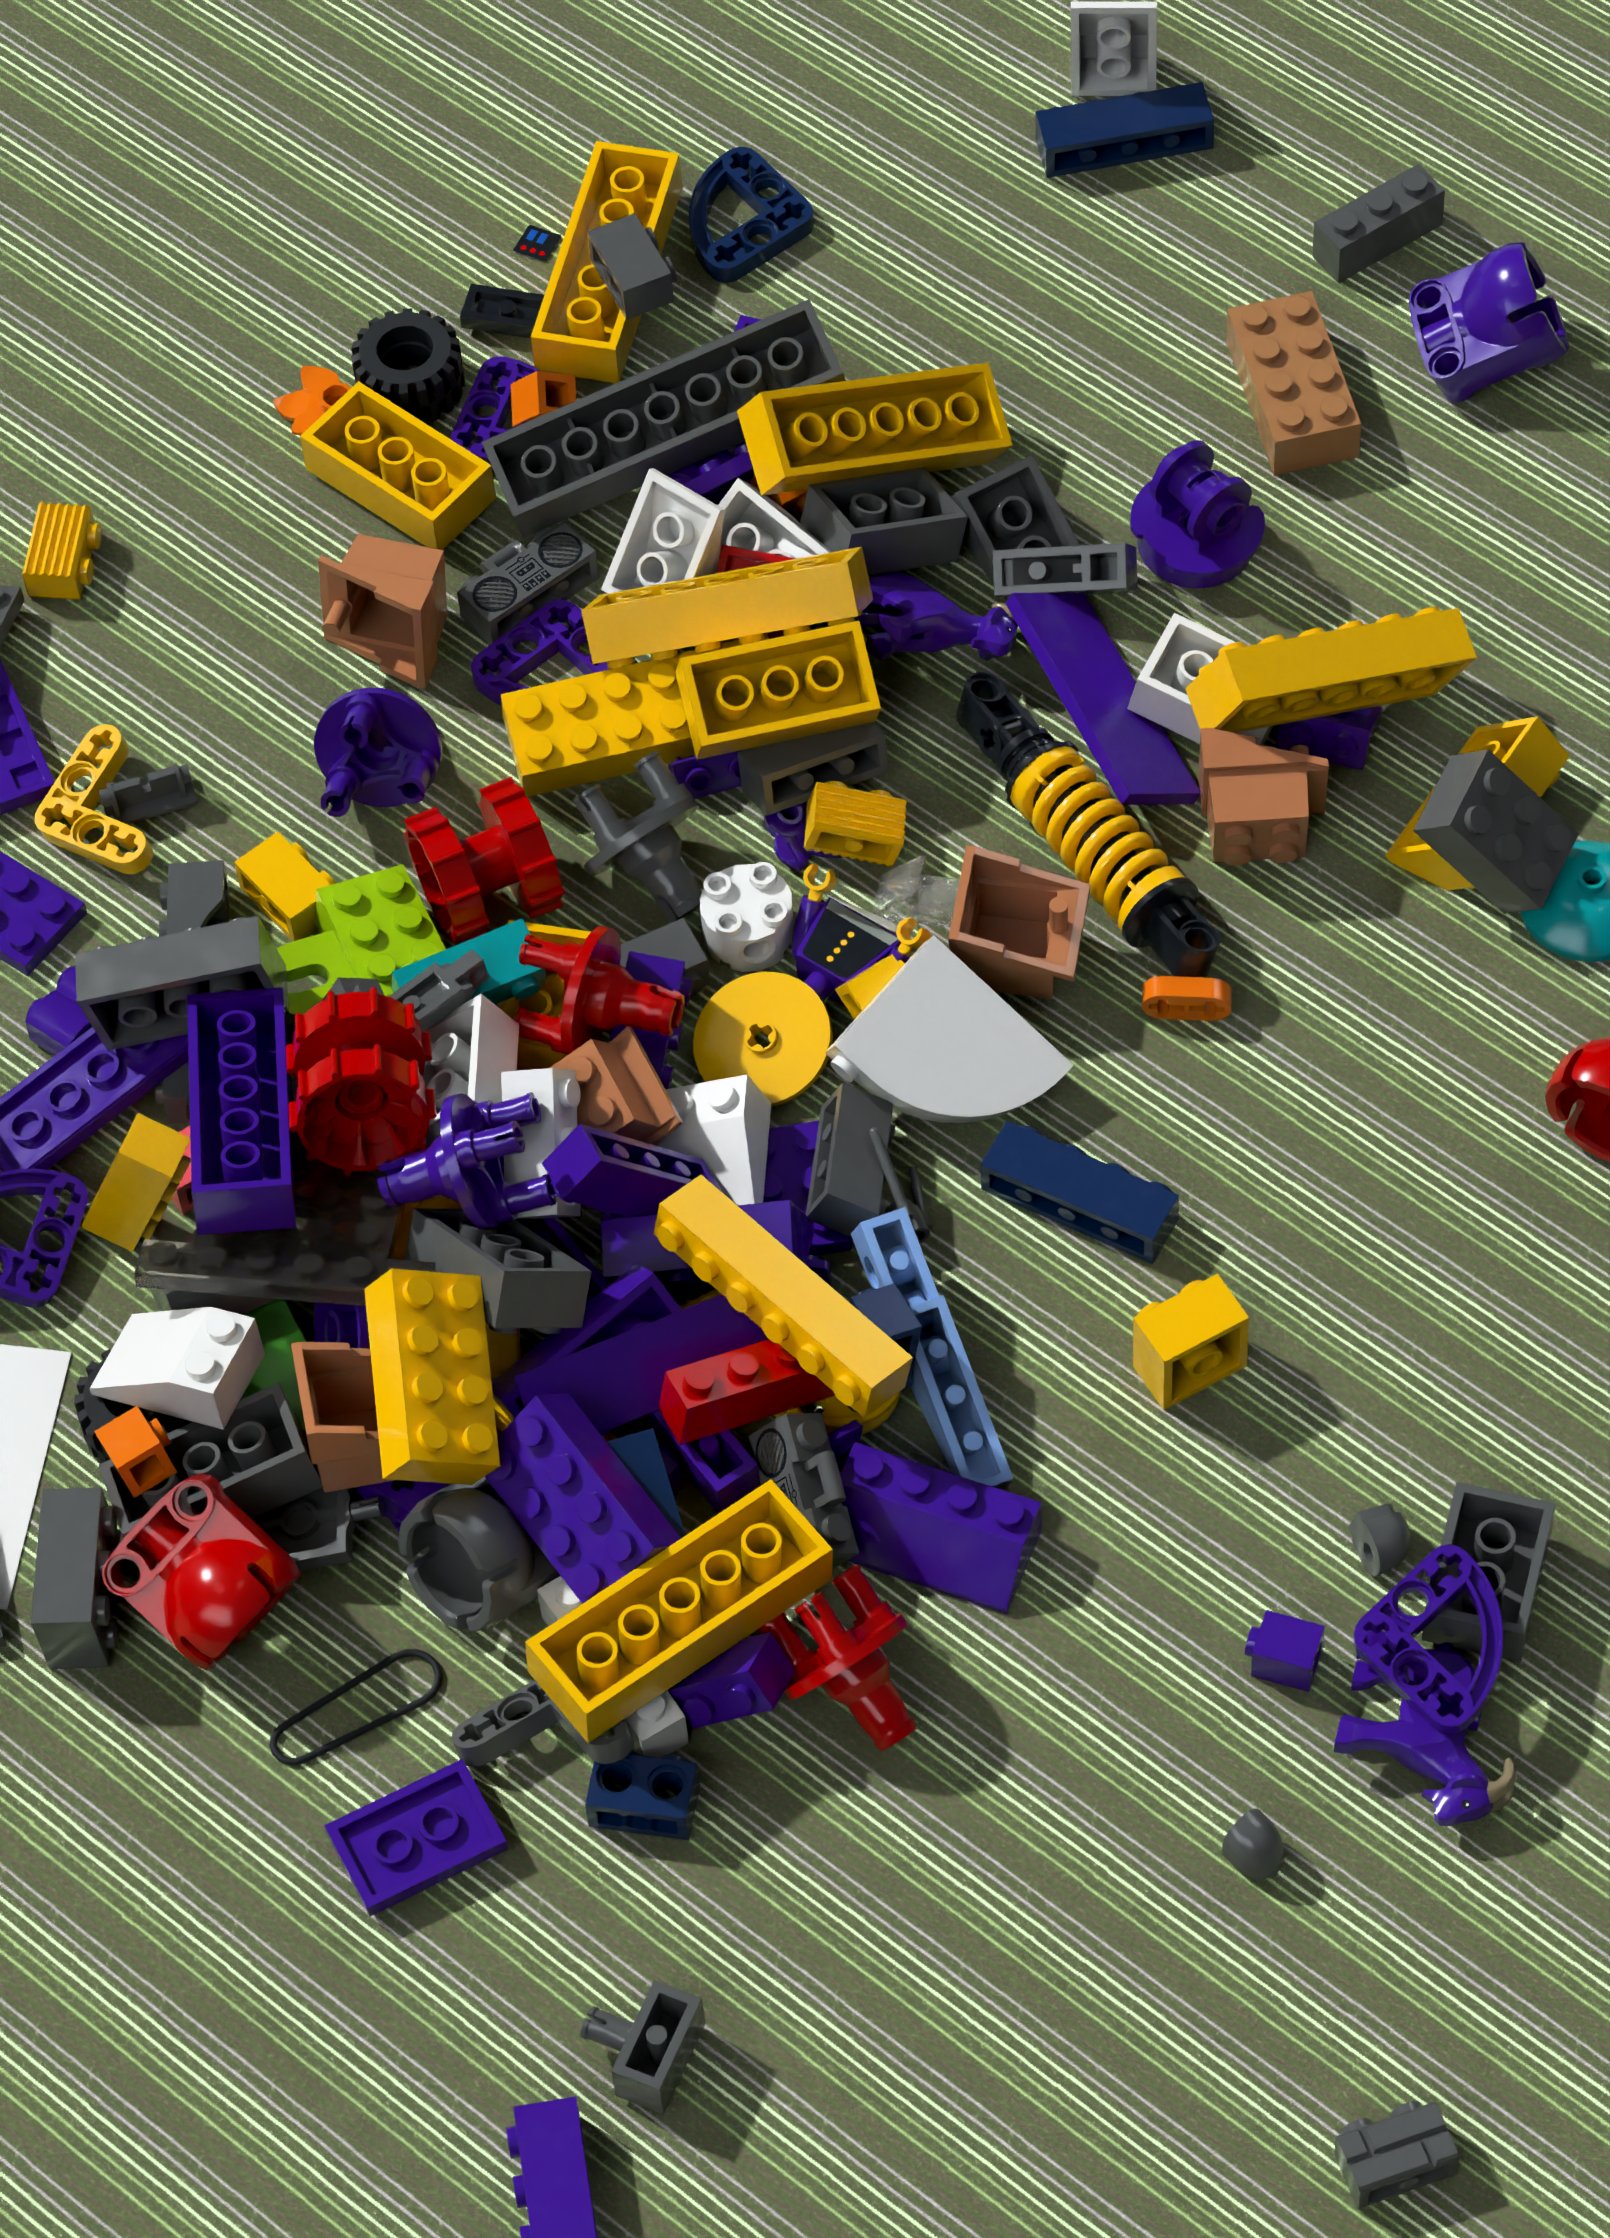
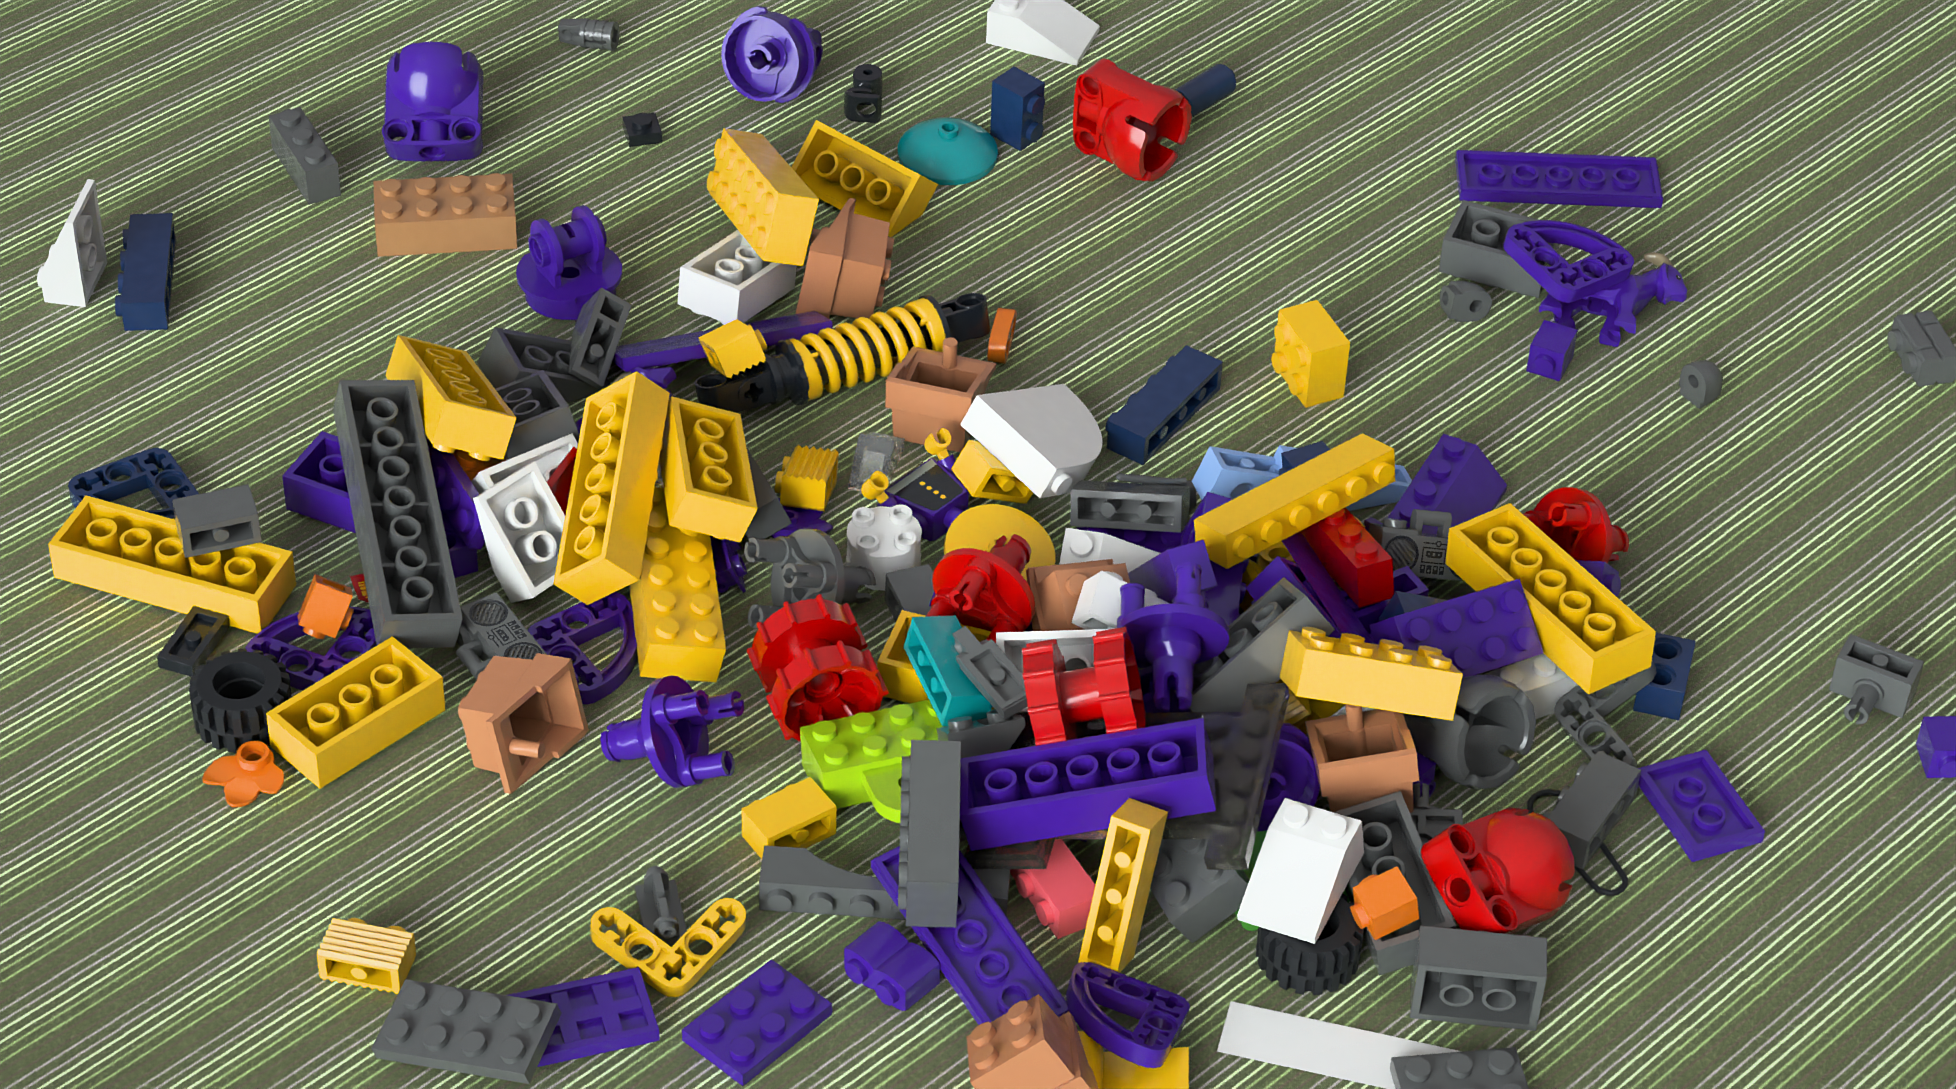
camera: 90 degrees left, 15 degrees down
(382, 1704) = (1594, 804): none -> dark grey brick
(537, 243) = (111, 626): black sticker -> none
(1029, 691) = (733, 347): none -> yellow brick
(1496, 831) = (916, 145): dark grey brick -> none
(1543, 557) = (642, 129): none -> black plate

